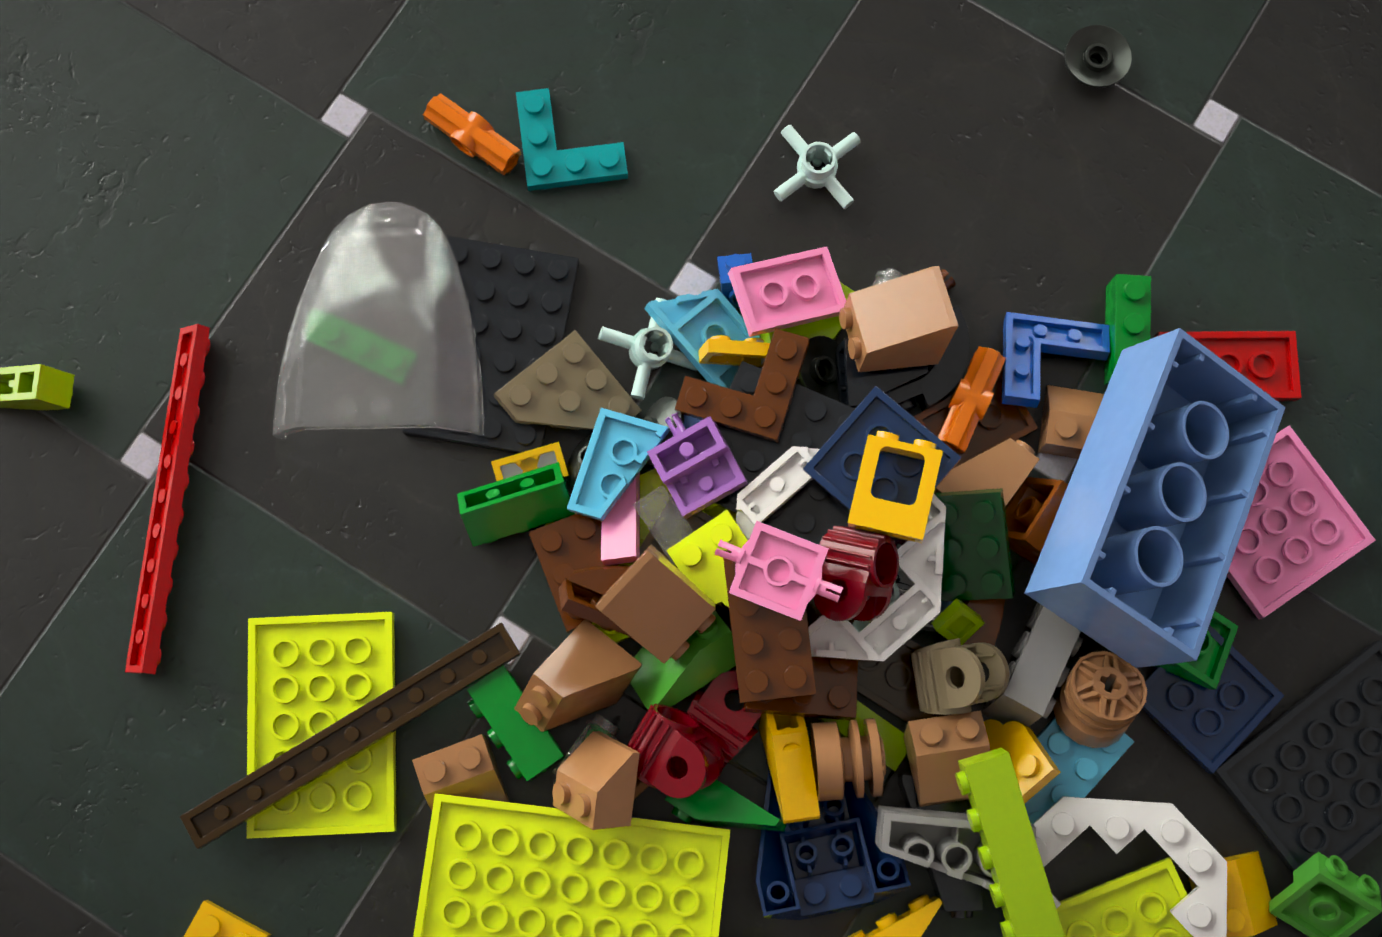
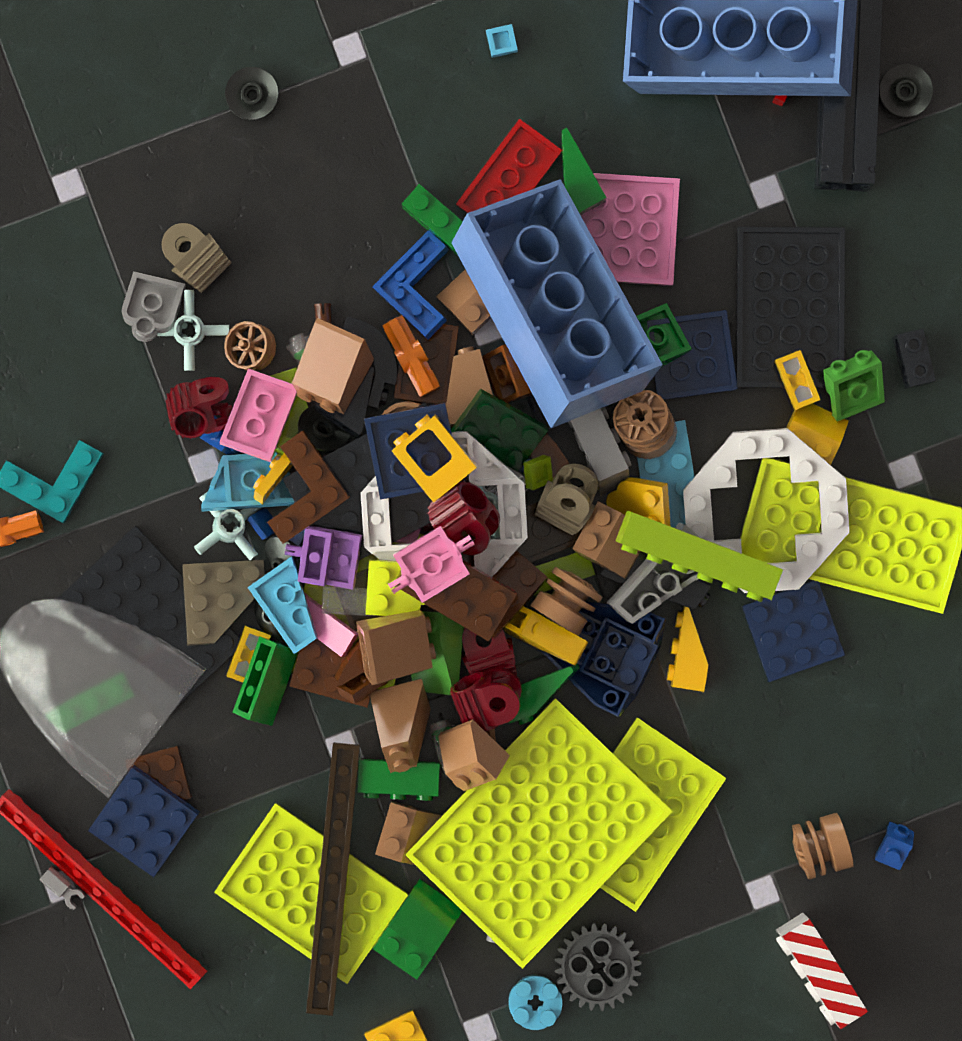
camera: 50 degrees left, 10 degrees up
(143, 457) = (61, 886): none -> light grey bar
(274, 489) = (144, 821): none -> dark blue plate
(348, 476) = (168, 768): none -> reddish brown plate
(362, 871) = (417, 929): none -> green slope
(675, 378) = (260, 525): none -> blue slope
(759, 221) = (193, 408): none -> dark red piece
(813, 111) = (151, 305): none -> light grey plate
(844, 220) = (250, 346): none -> medium nougat wheel
(896, 113) = (201, 262): none -> dark tan piece
(1279, 831) = (797, 380): none -> yellow piece
(1298, 432) = (578, 177): none -> green slope
(1354, 256) = (501, 40): none -> medium azure plate

